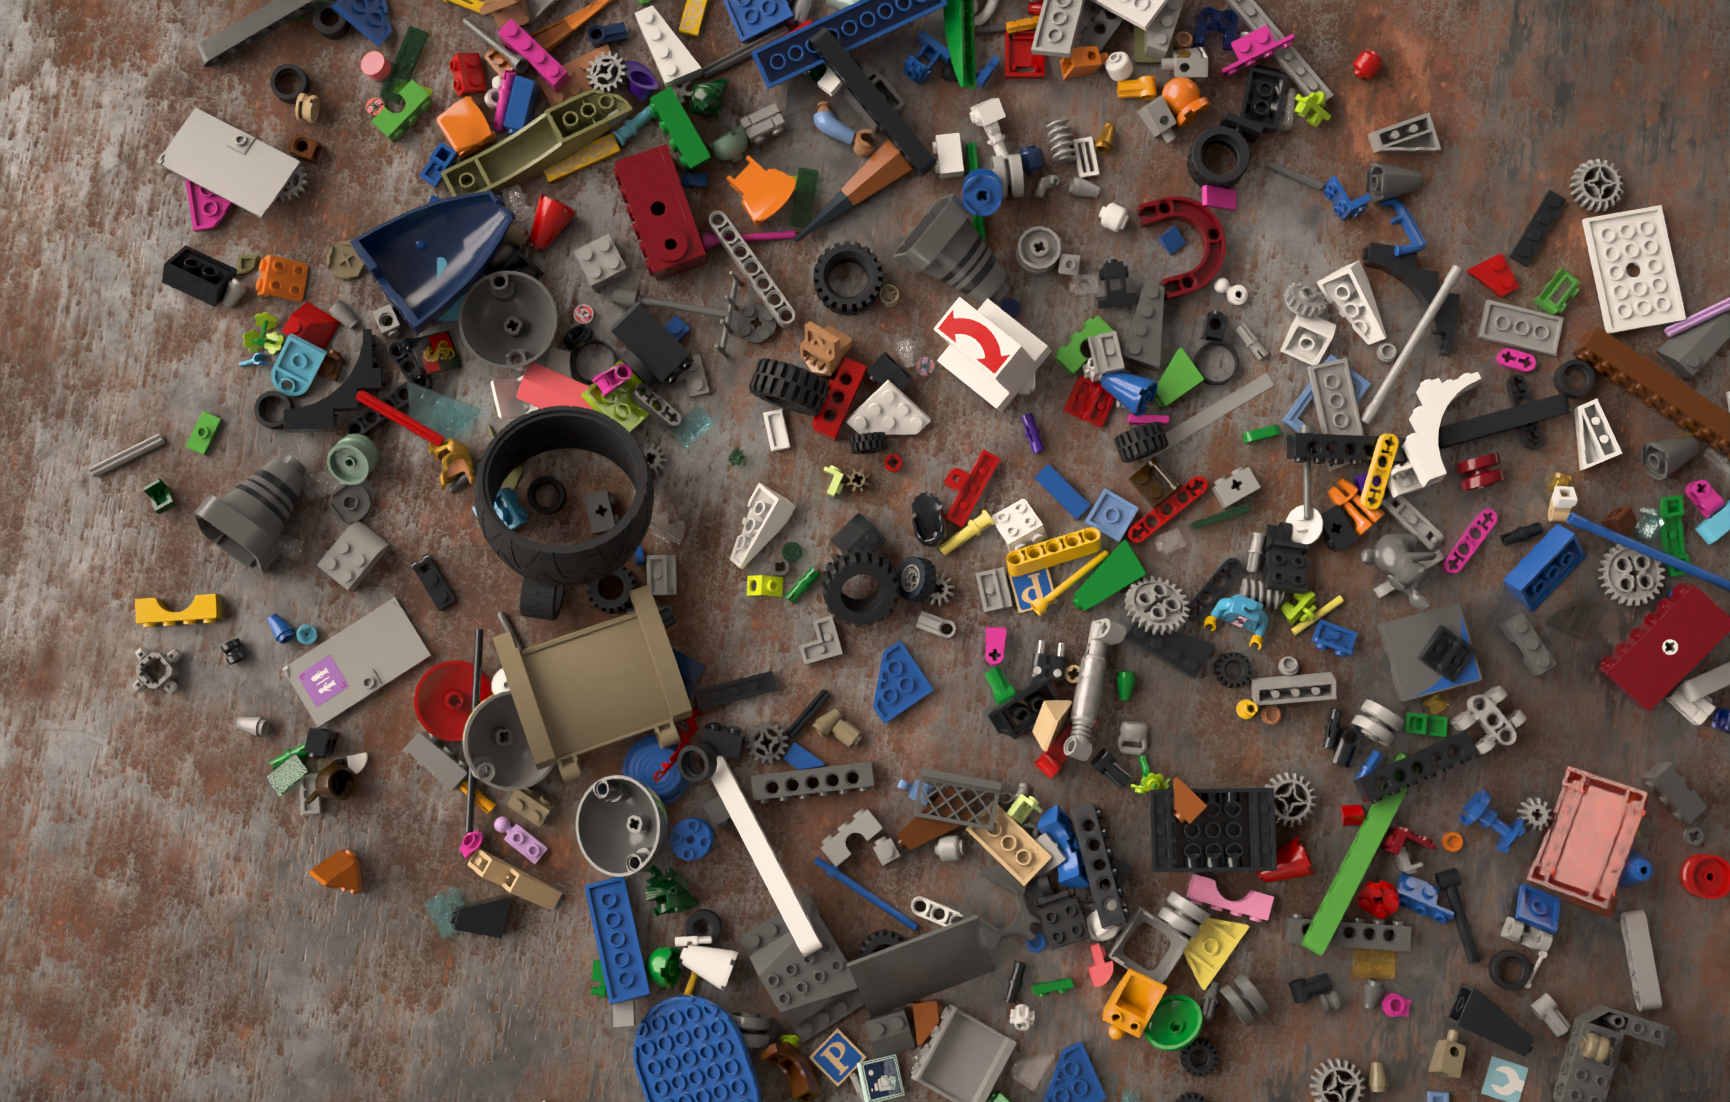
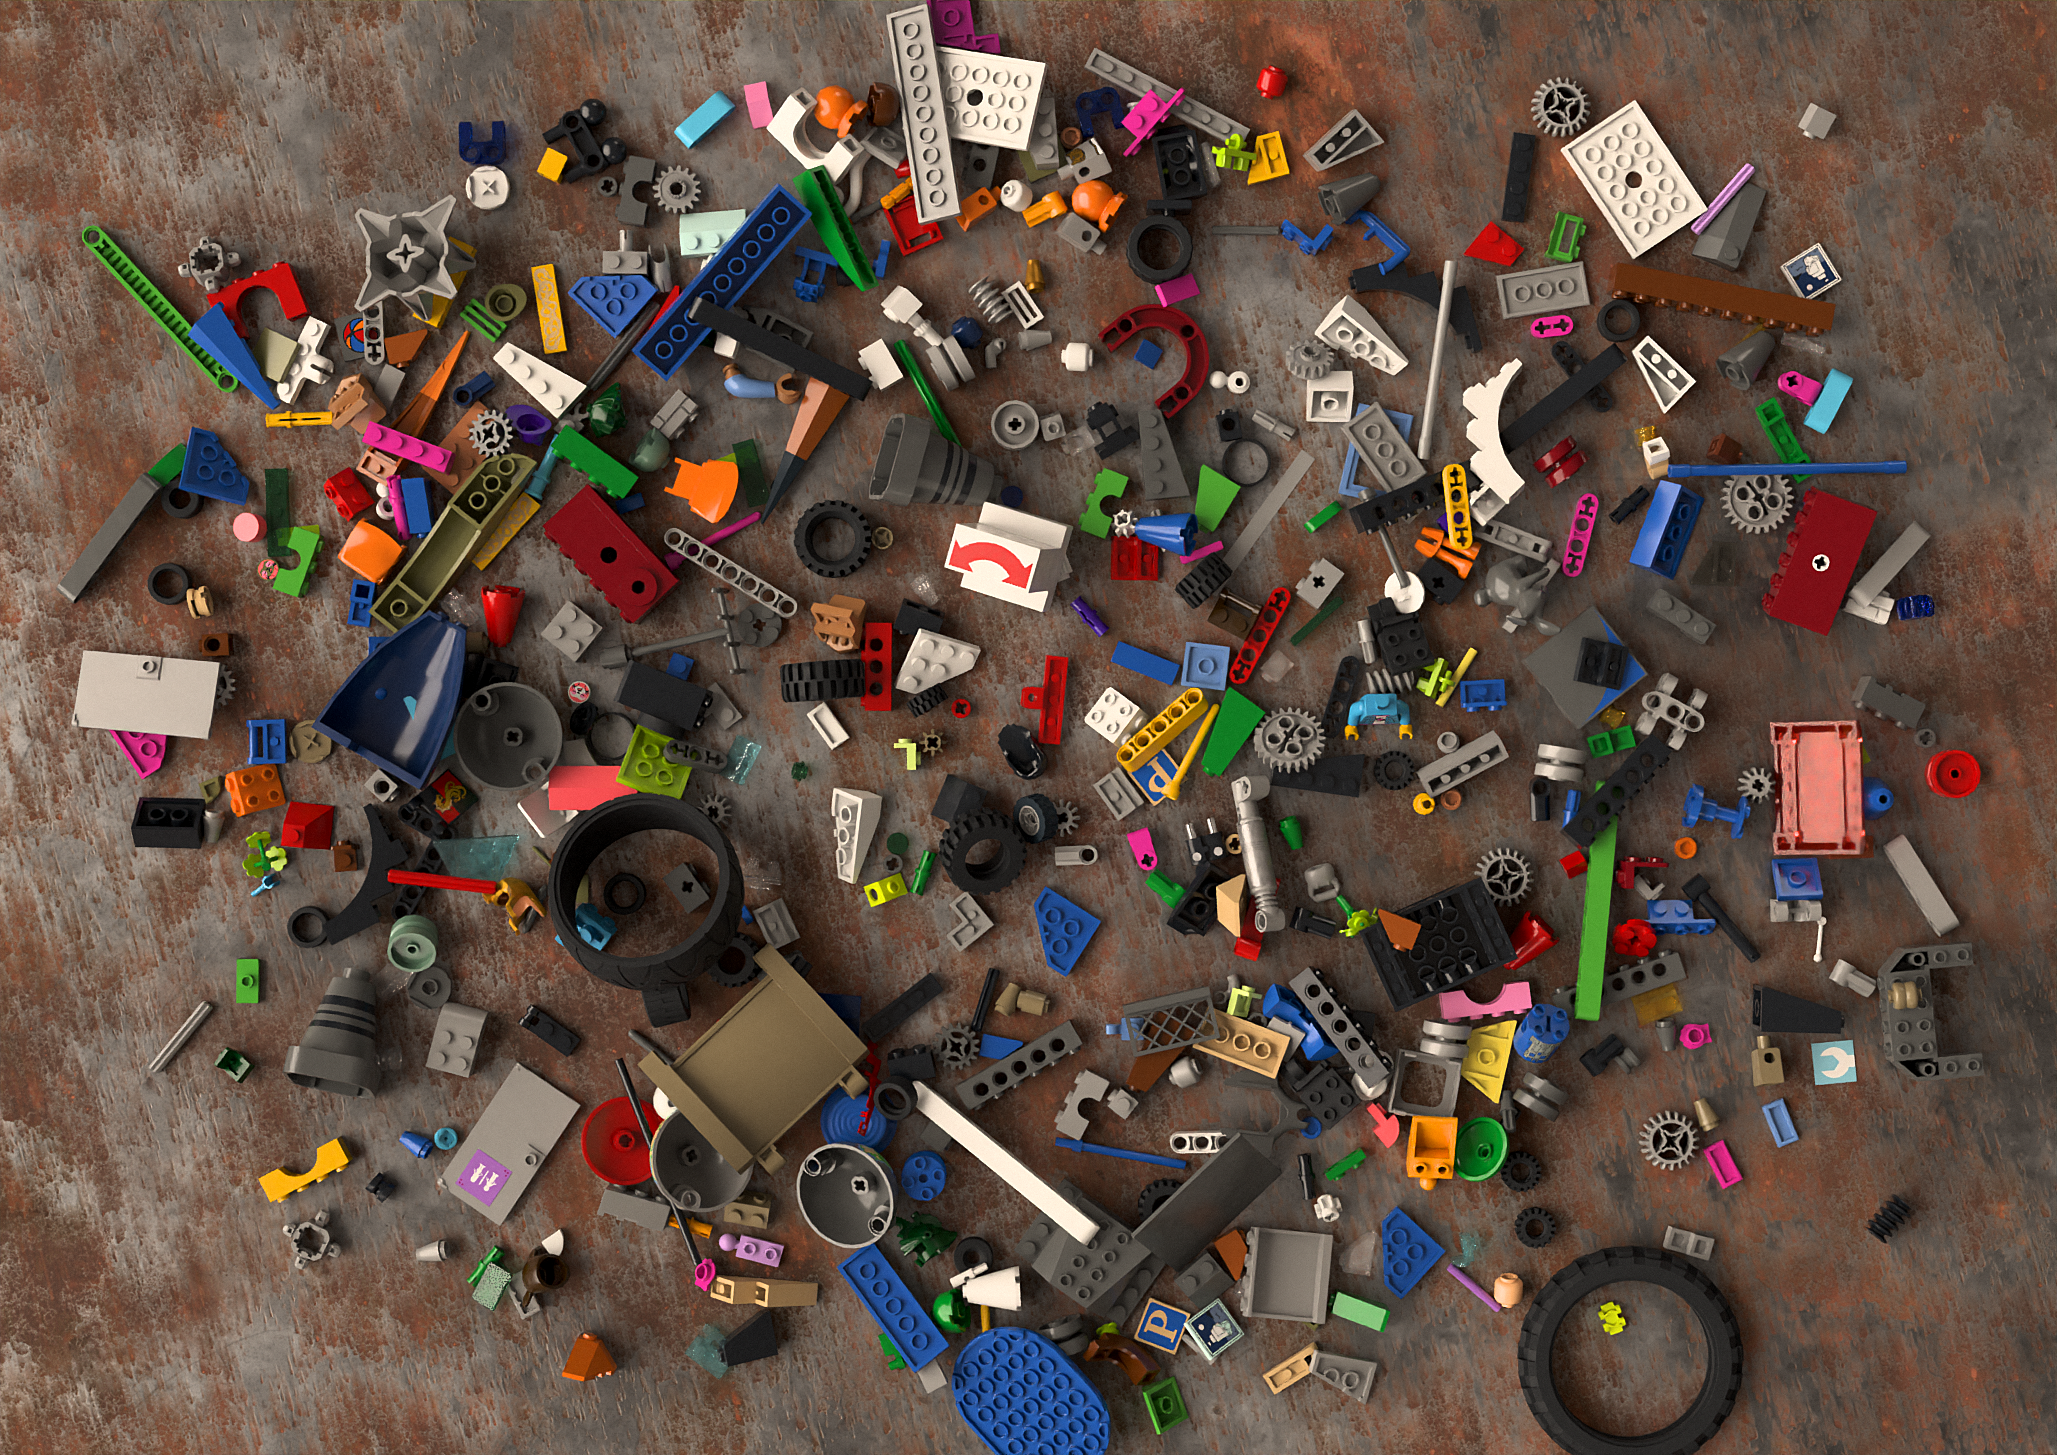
camera: 20 degrees left, 5 degrees up
(298, 364) = (312, 870): medium azure plate -> none
(315, 246) = (273, 741): none -> blue plate
(320, 742) = (510, 1240): black brick -> none
(343, 314) = (334, 798): light grey cone -> none
(517, 62) = (396, 463): dark grey piece -> none
(610, 380) = (638, 752): dark pink piece -> none
(925, 366) = (950, 594): clear light blue tile -> none
(974, 528) = (1071, 739): light yellow pin -> none
(982, 192) = (932, 398): blue piece -> none
(1106, 353) = (1129, 505): light grey plate -> none
(1267, 945) = (1541, 1033): none -> blue cylinder
(1332, 729) = (1518, 787): black pin -> none
(1339, 126) = (1270, 159): none -> yellow wing
(1386, 352) = (1416, 375): light grey plate -> none
(1523, 977) = (1810, 951): black tyre -> none
(1648, 524) = (1754, 440): clear light blue bracket -> none

